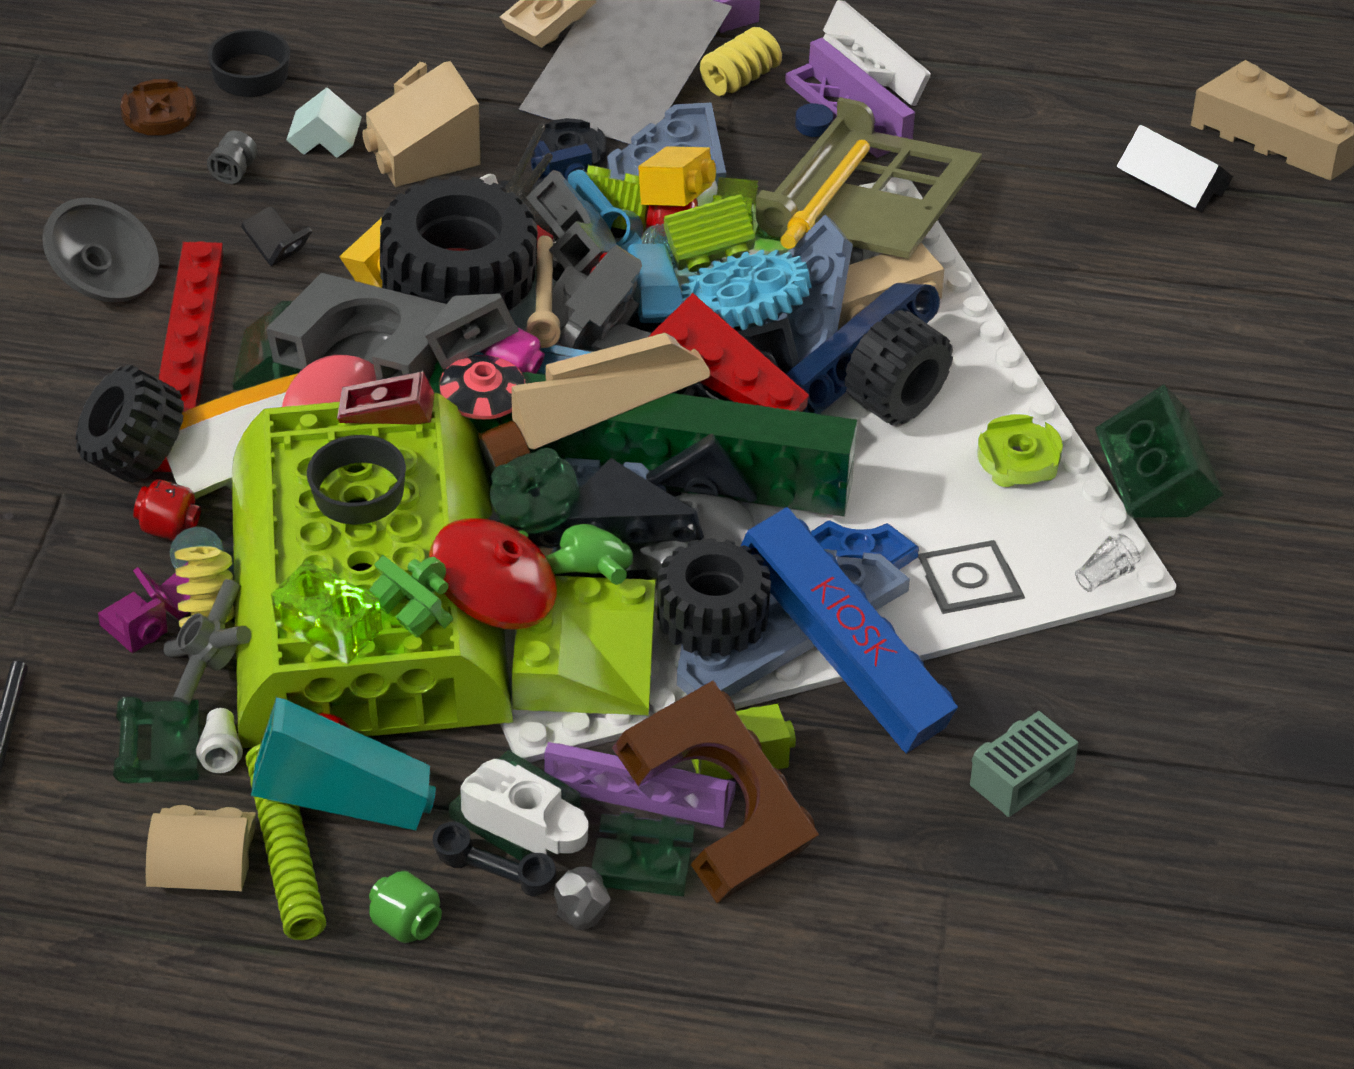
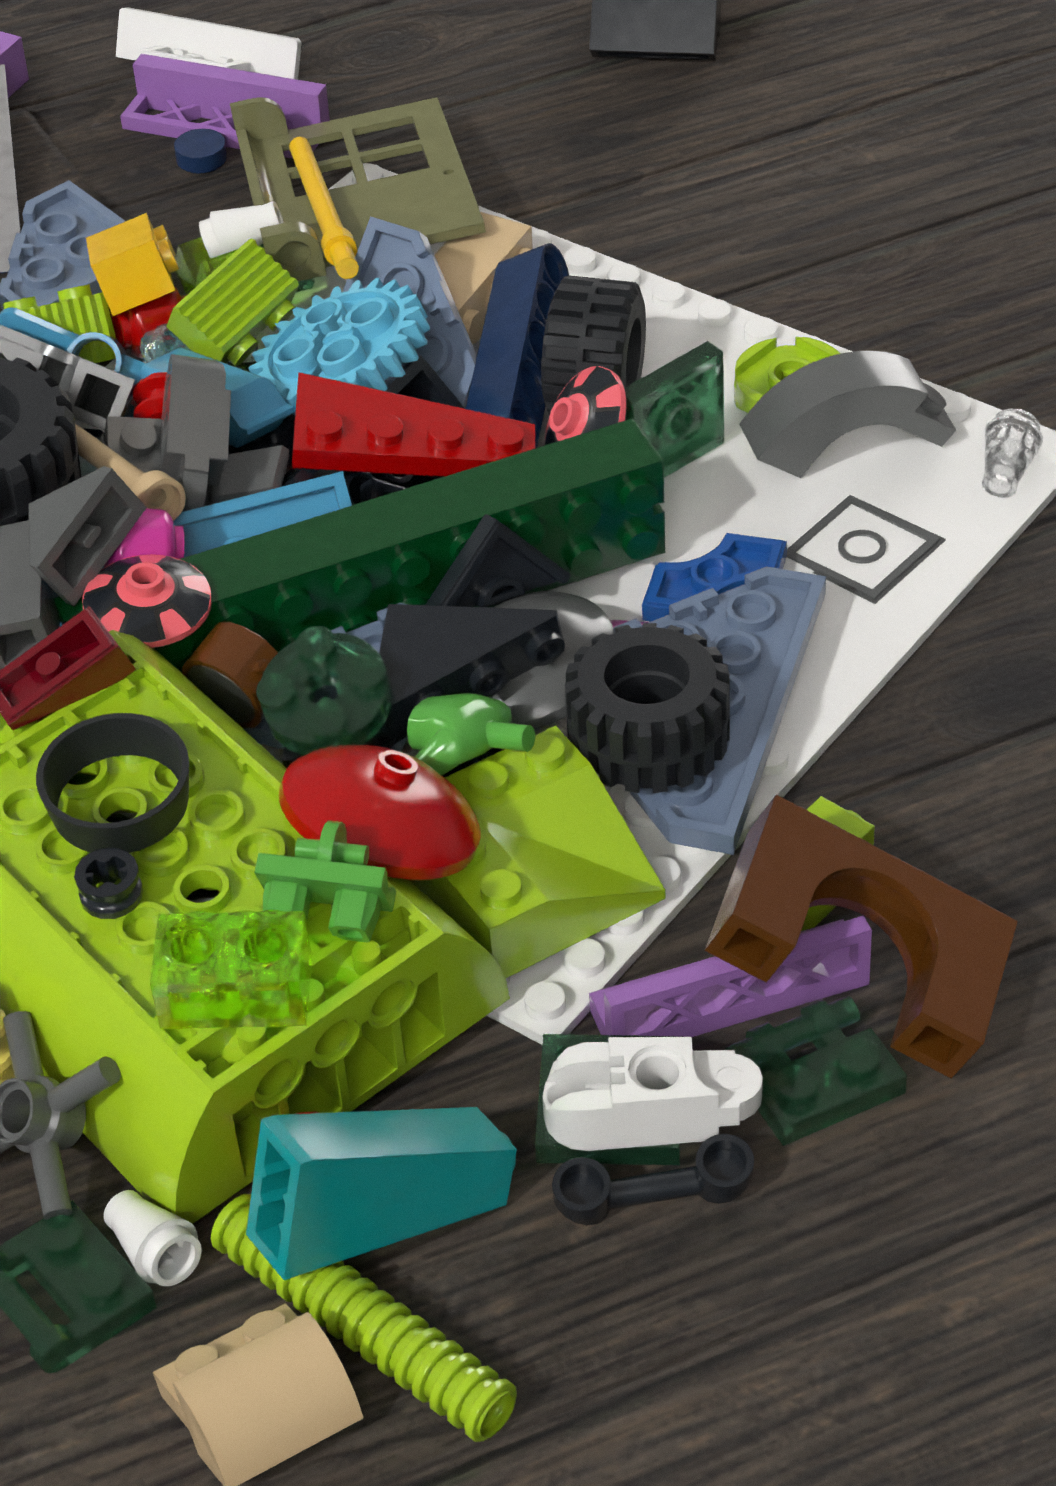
camera: 30 degrees left, 0 degrees up
(313, 543) = (108, 866): none -> black bush
(404, 907) = (603, 1307): bright green head -> none
(581, 898) = (808, 1164): flat silver rock -> none
(602, 386) = (303, 528): tan wedge -> none
(740, 61) = (61, 122): light yellow piece -> none
(751, 181) = (231, 228): none -> white cone
(850, 400) = (586, 404): none -> dish
(850, 632) = (837, 667): blue brick -> none
(910, 433) = (681, 406): none -> clear green plate
(1025, 473) = (837, 396): none -> dark grey arch
(1158, 458) = (944, 317): clear green slope -> none

